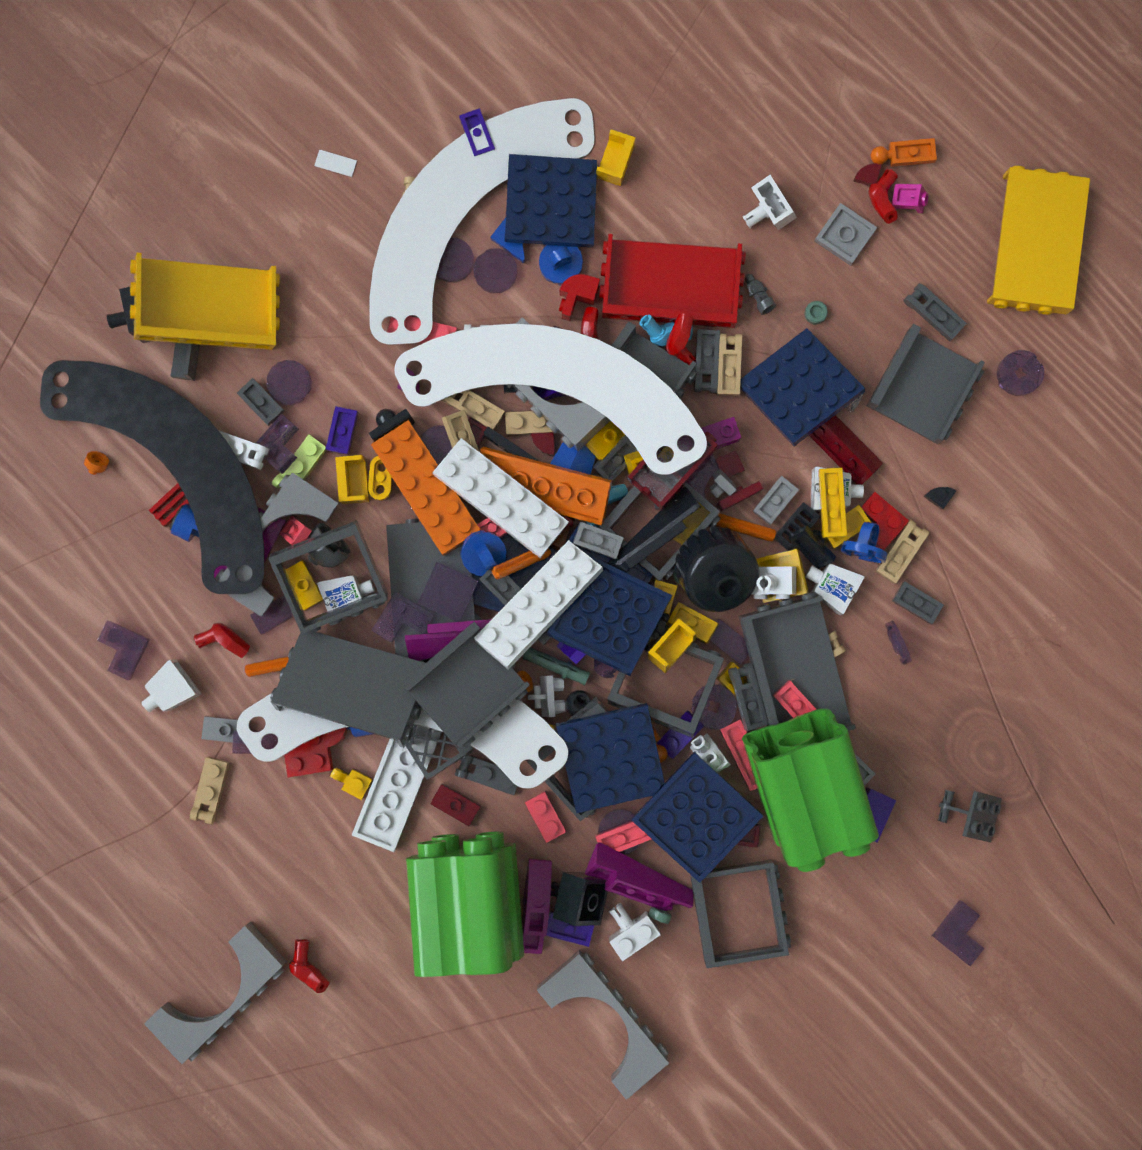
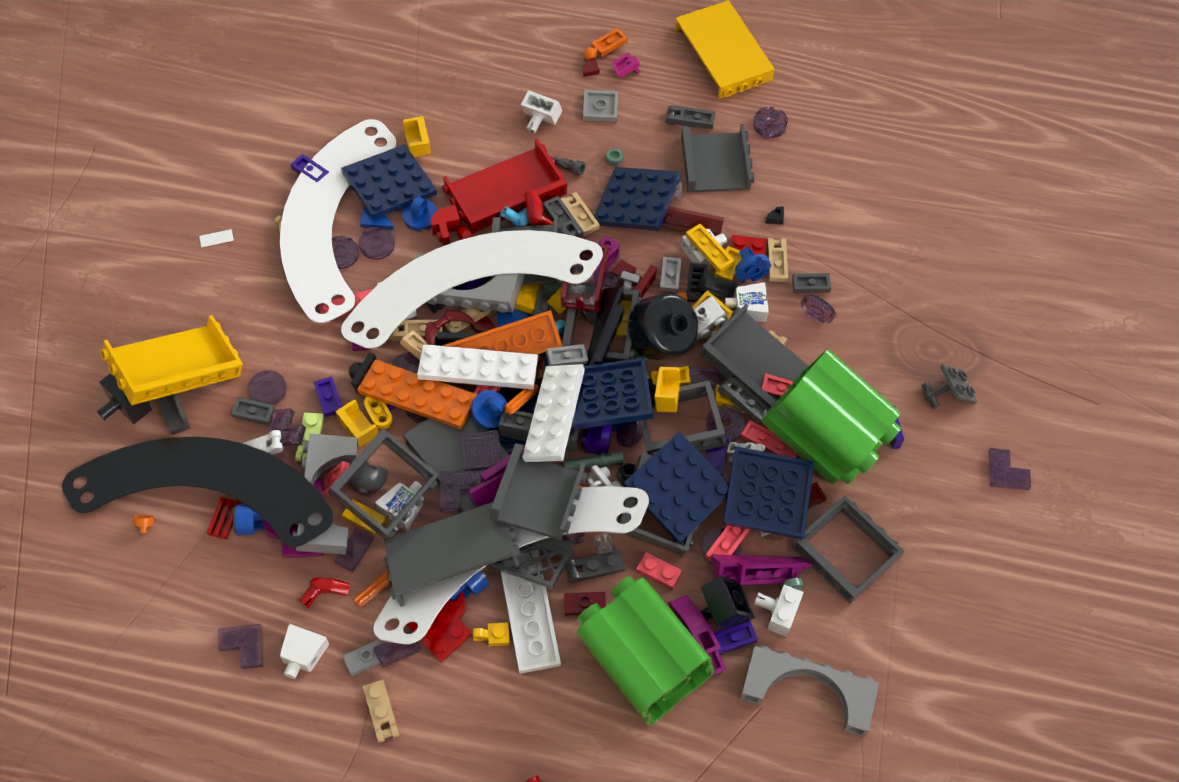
camera: 45 degrees left, 25 degrees down
(513, 414) = (452, 315): none -> dark red piece
(879, 196) = (609, 76): red arm -> none

